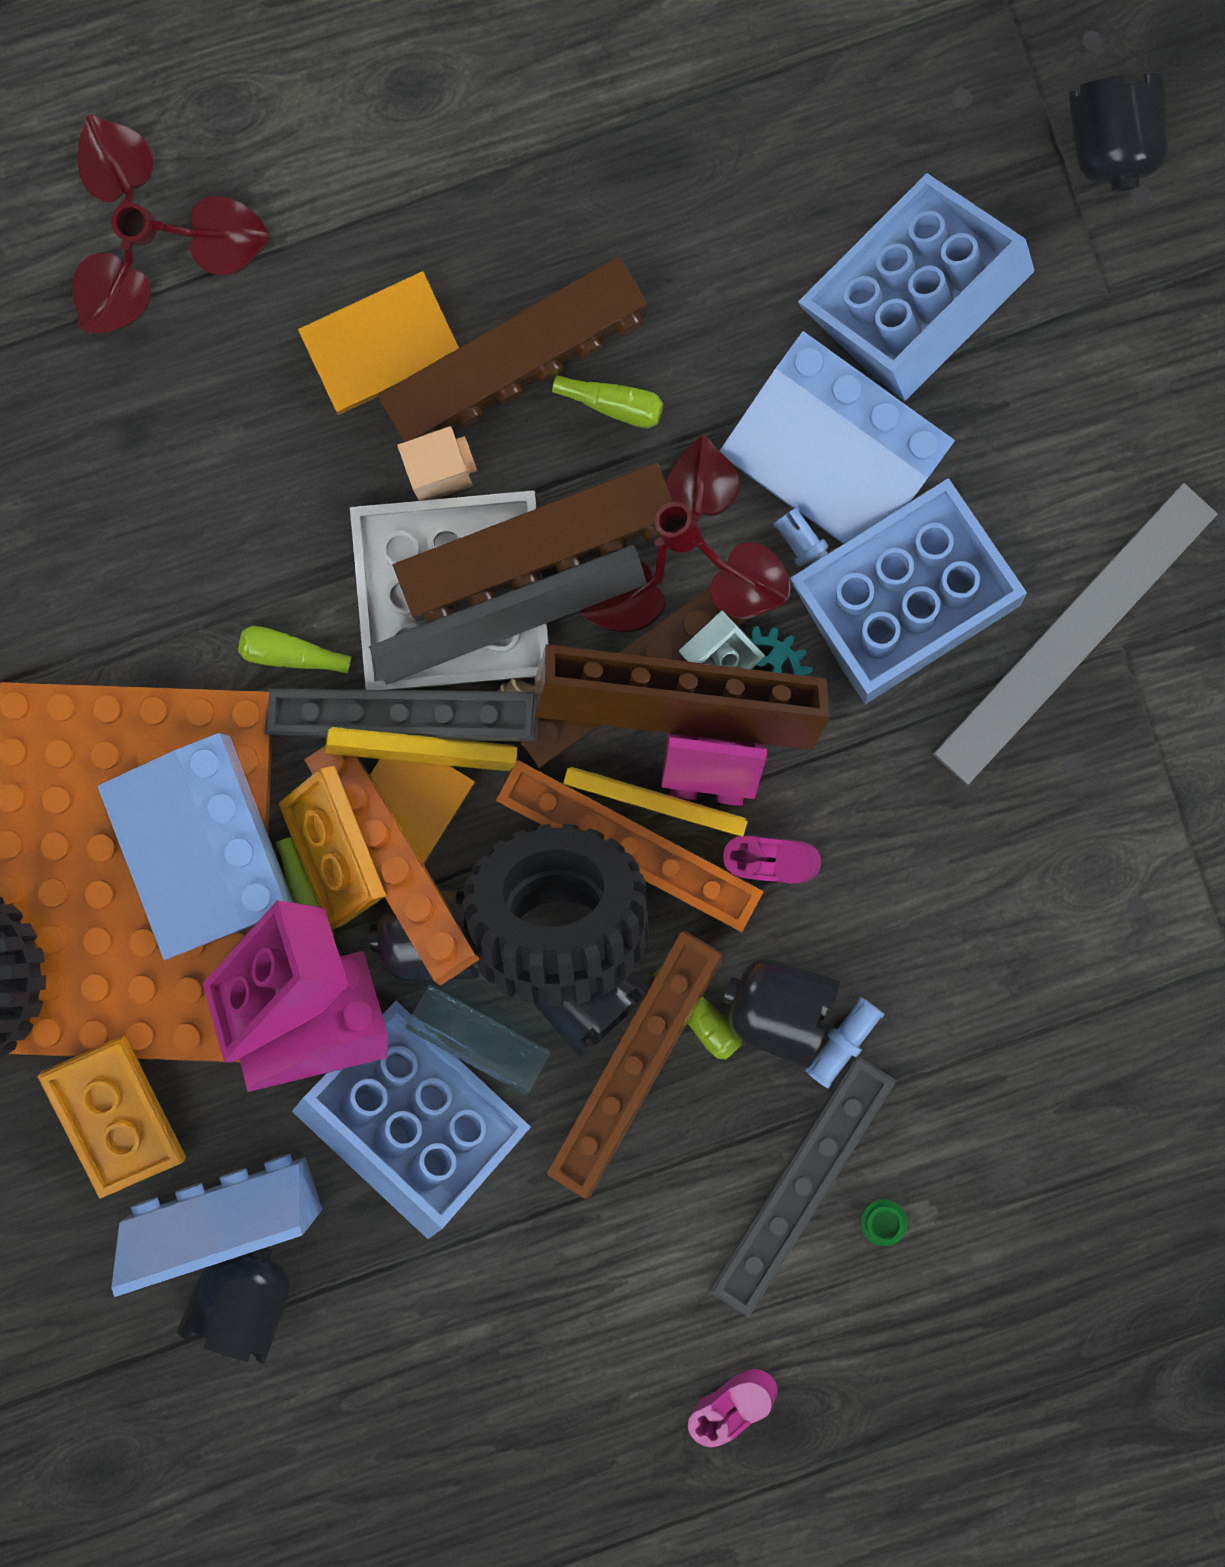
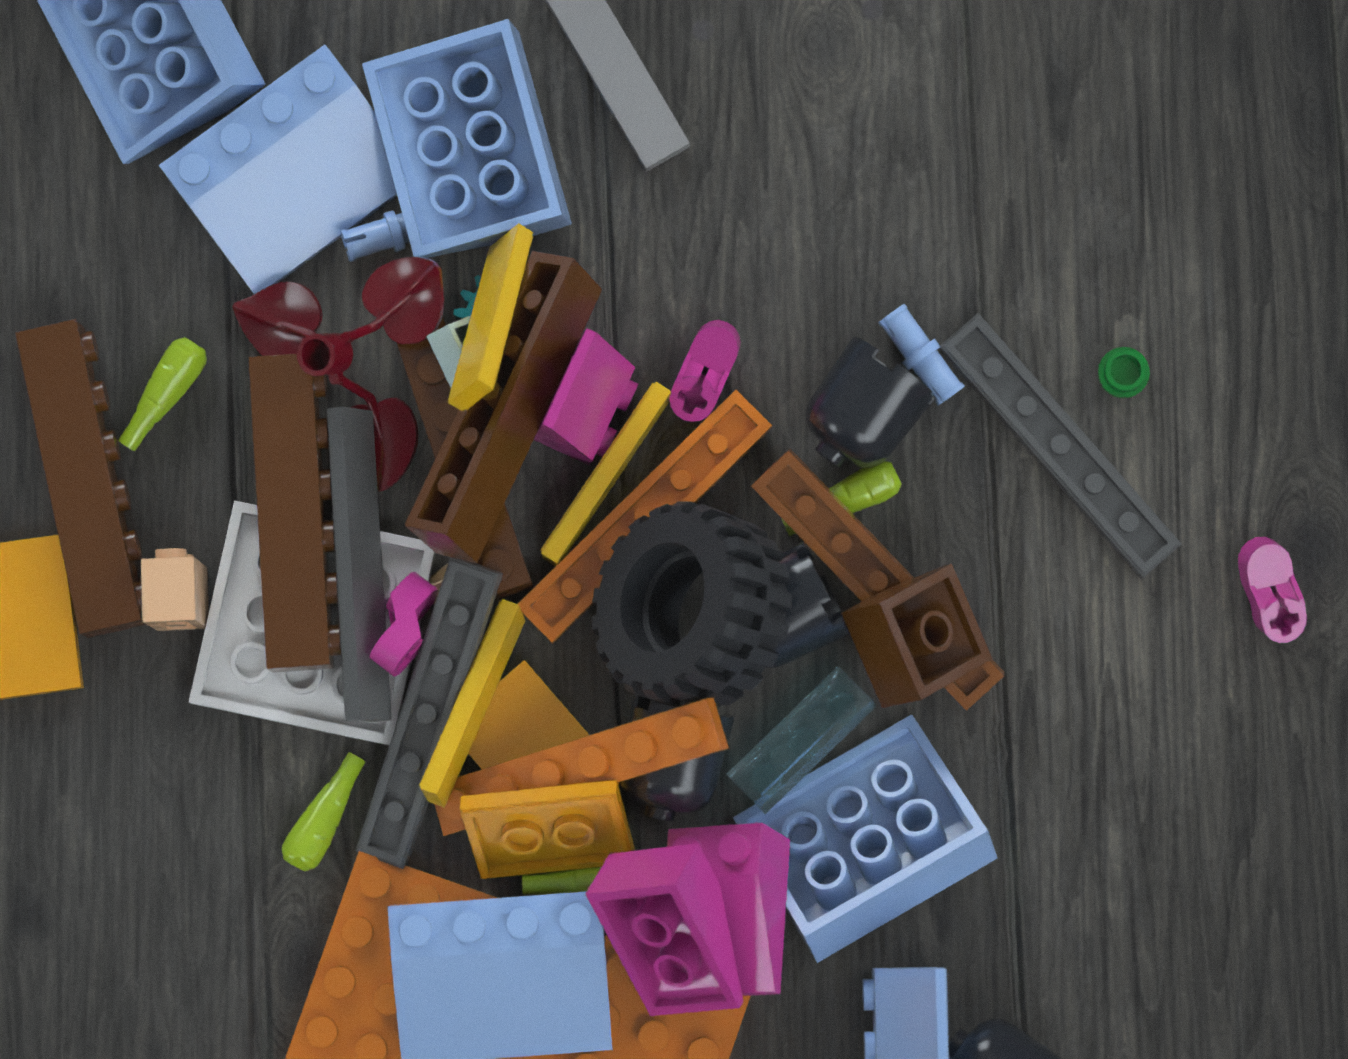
camera: 75 degrees left, 5 degrees down
(455, 673) = (403, 638): none -> dark pink piece
(592, 1115) = (917, 636): none -> reddish brown slope
(753, 661) = (491, 318): none -> yellow tile

